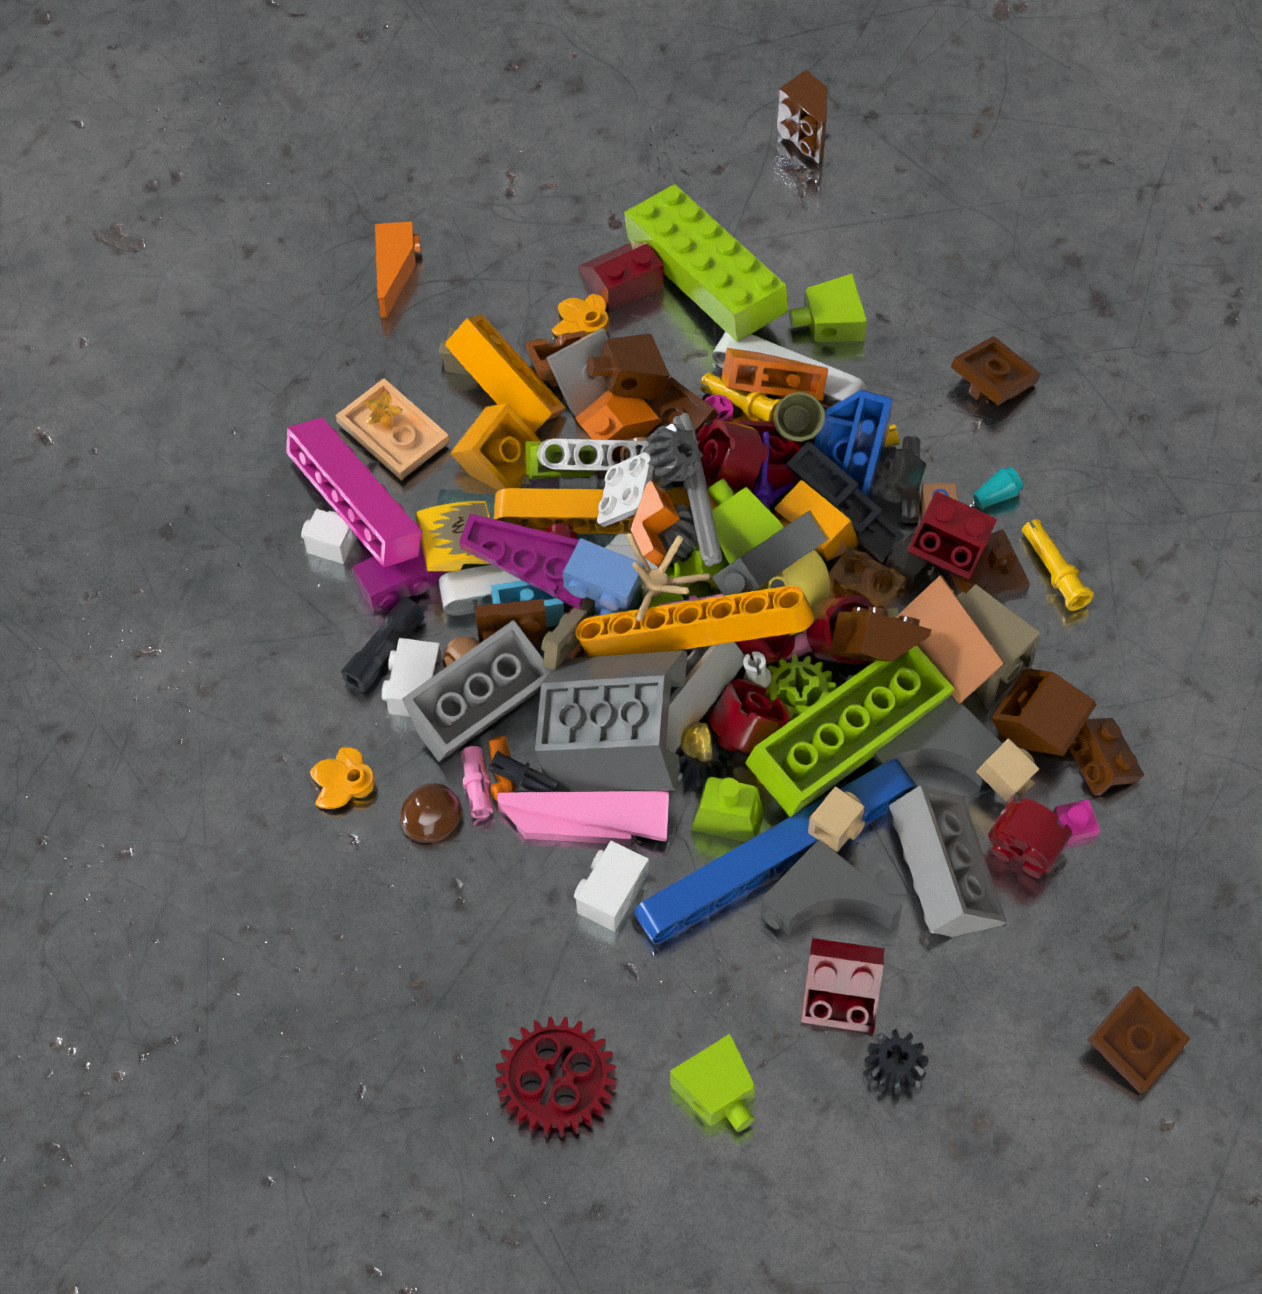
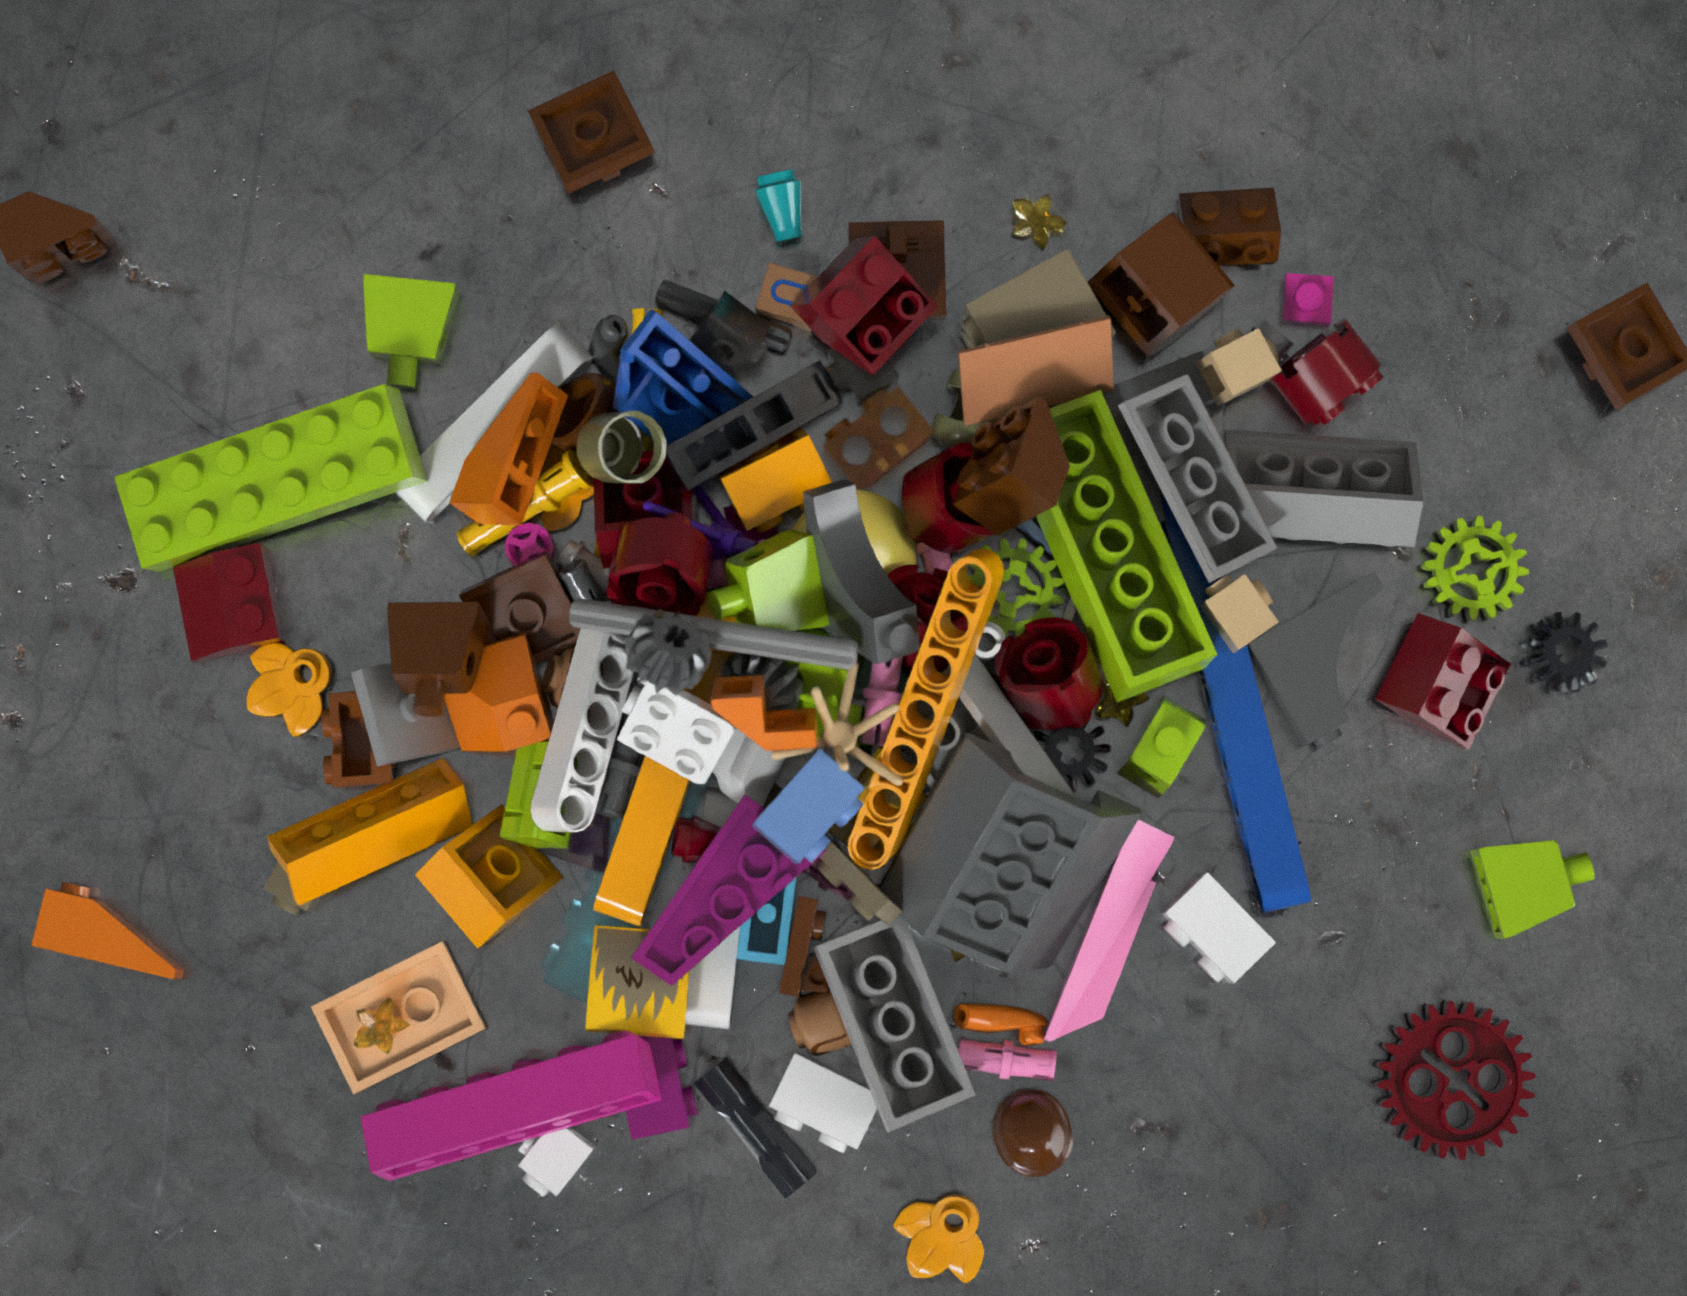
camera: 75 degrees left, 25 degrees up
(521, 774) = (1029, 999): black axle -> none
(697, 741) = (1068, 755): clear yellow plate -> none
(914, 751) = (1197, 477): none -> light grey slope
(932, 997) = (1469, 548): none -> lime gear
(1055, 636) = (1036, 219): none -> clear yellow plant
(1064, 575) = (950, 170): yellow pin -> none

